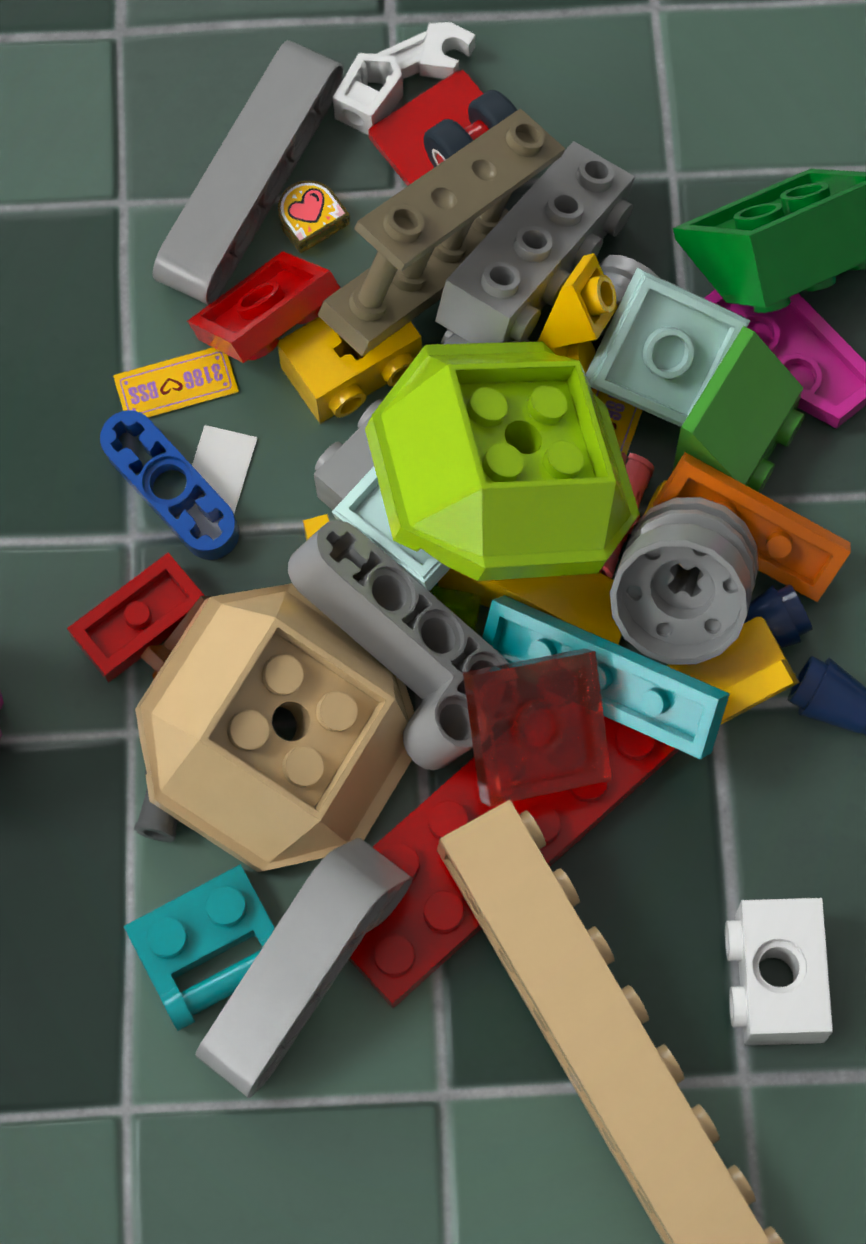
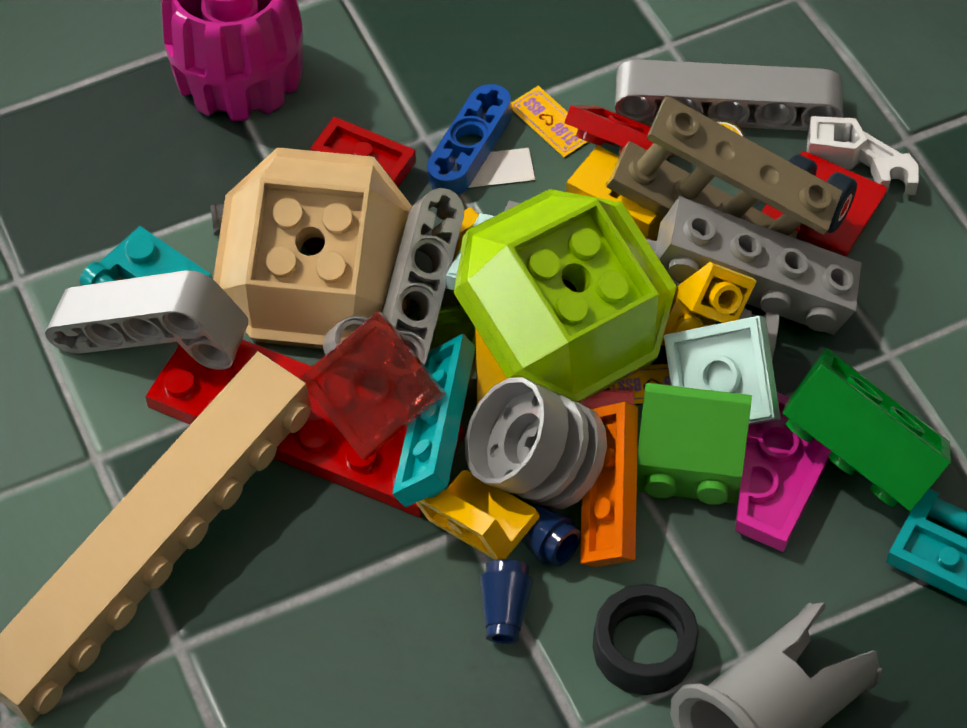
camera: 65 degrees right, 15 degrees down
(795, 934) = (252, 656): white brick -> none

